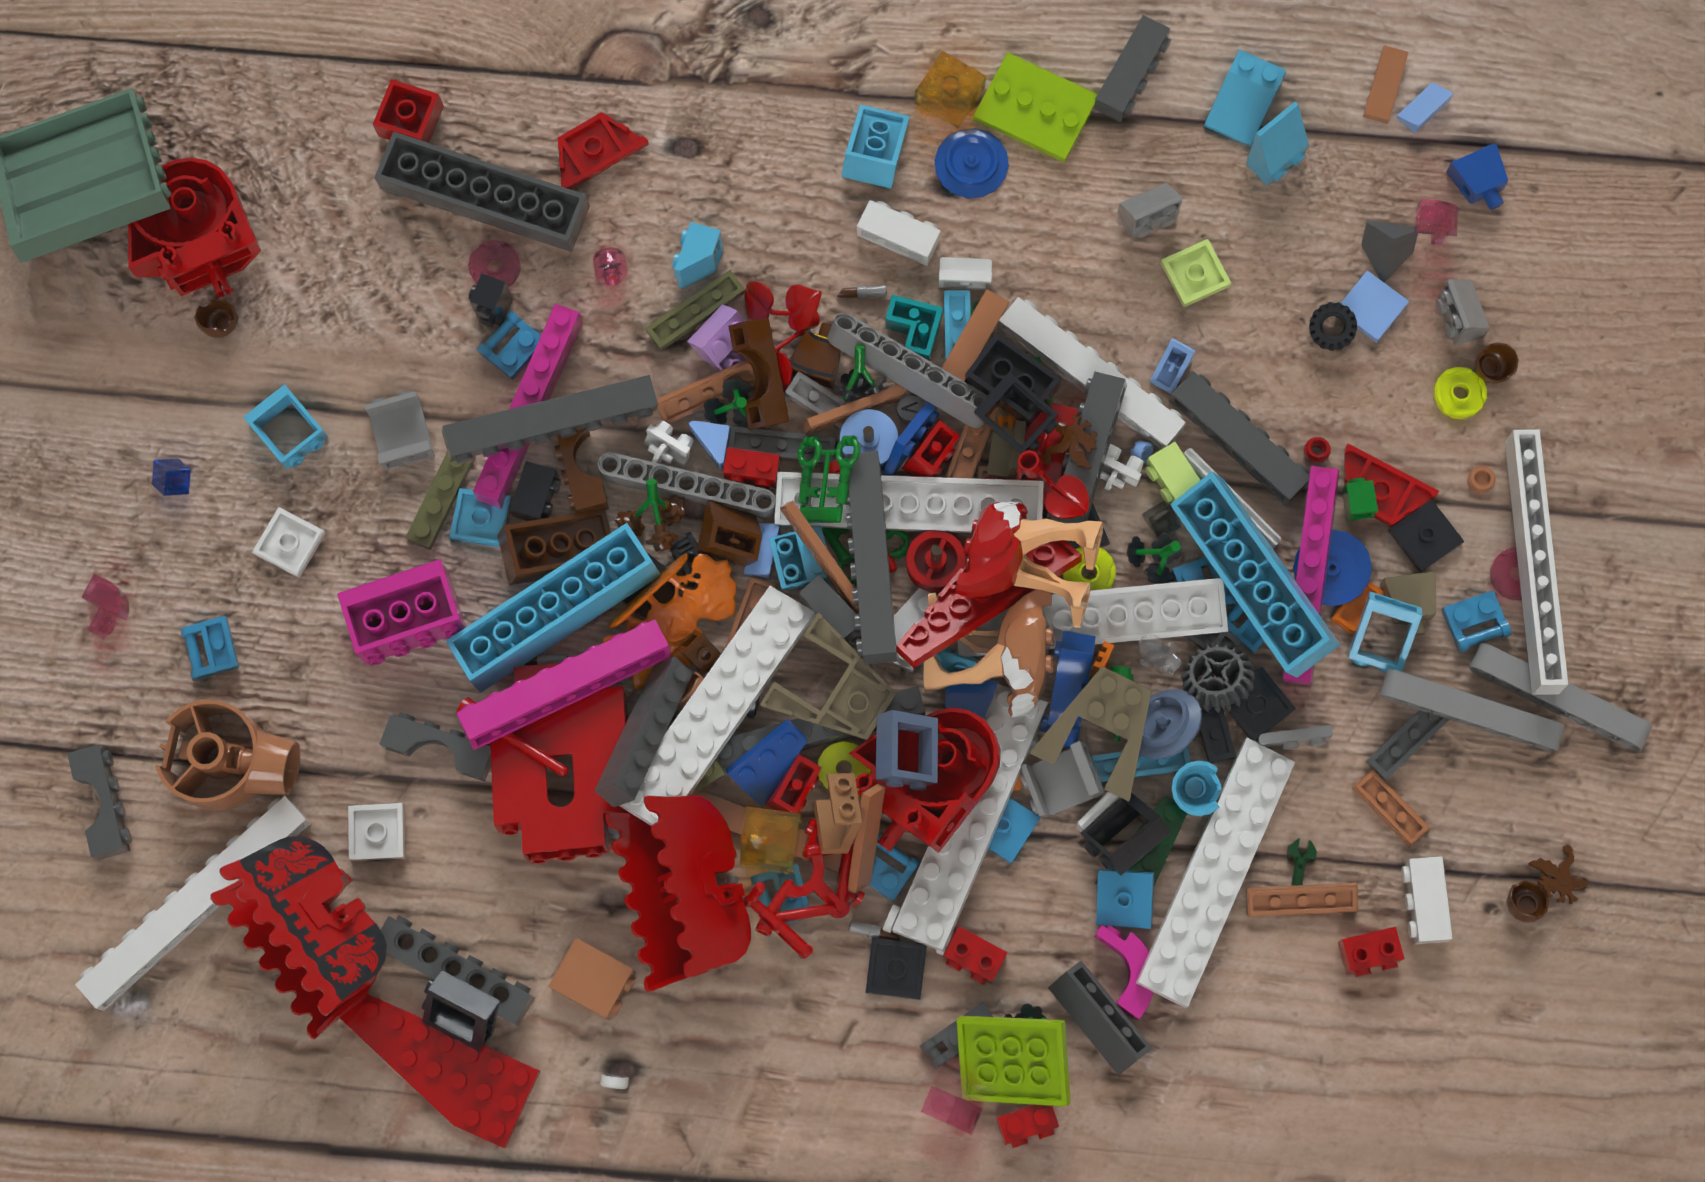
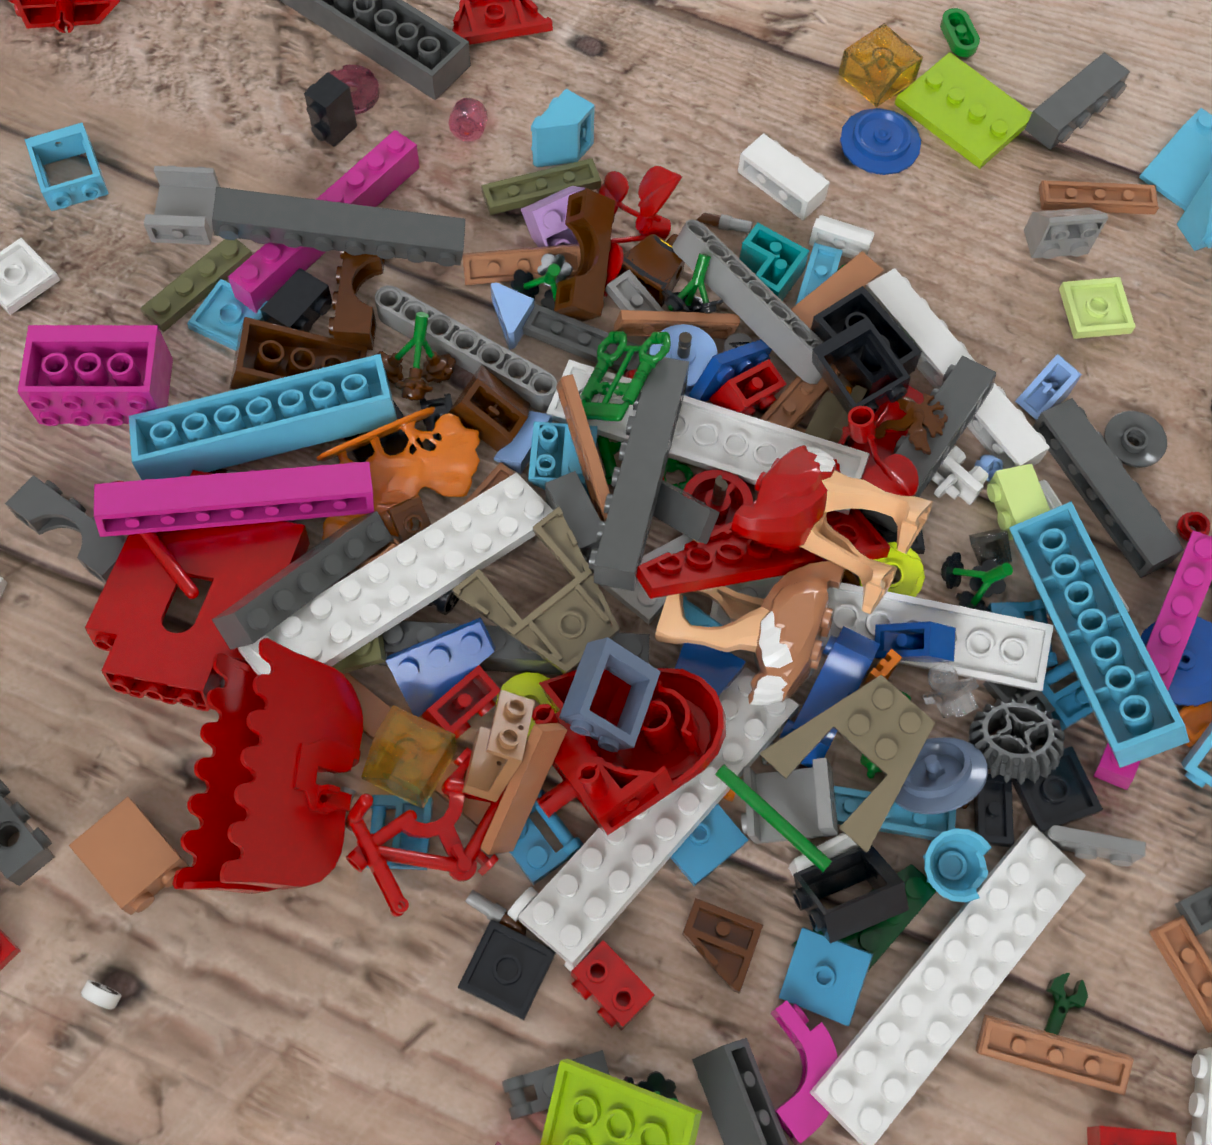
camera: 10 degrees right, 10 degrees down
(216, 319) = (48, 52): reddish brown hair -> none
(517, 351) = (329, 172): dark azure plate -> none
(666, 447) = (457, 302): white hips -> none
(752, 467) = (543, 347): red brick -> none
(875, 146) = (783, 95): medium azure slope -> none
(914, 581) = (685, 513): none -> dark grey slope
(1012, 29) = (959, 32): none -> green plate
(1044, 897) = (723, 940): none -> reddish brown wing
(1053, 797) = (773, 818): none -> green bar
(1121, 626) = (916, 641): none -> blue slope
(1173, 160) = (1098, 196): none -> nougat tile
(1256, 376) = (1141, 430): none -> dark grey dish

